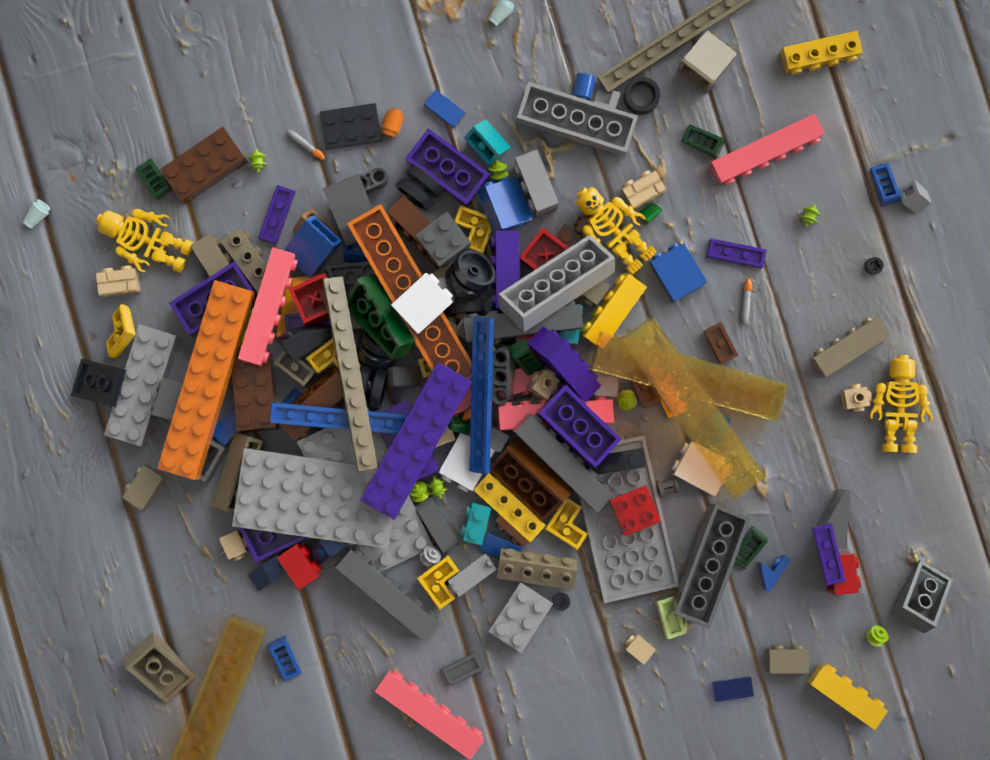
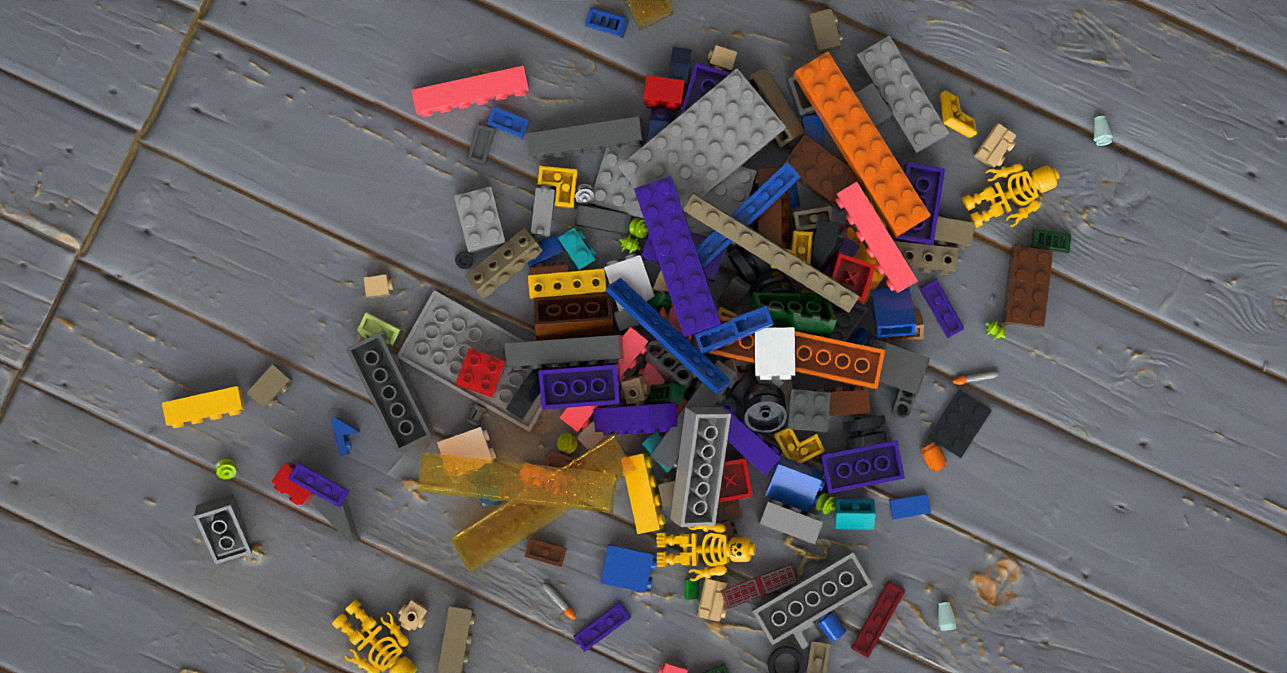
camera: 135 degrees right, 0 degrees up
(98, 382) = (932, 65): black plate -> none
(428, 663) = (508, 122): none -> blue plate
(433, 348) = (734, 330): none -> blue slope
(547, 59) = (878, 619): none -> dark red tile
(562, 525) = (516, 310): yellow brick -> none
(603, 165) = (759, 586): none -> tile
(733, 688) = (285, 328): clear blue tile -> none
(753, 552) = (384, 440): dark green slope -> none

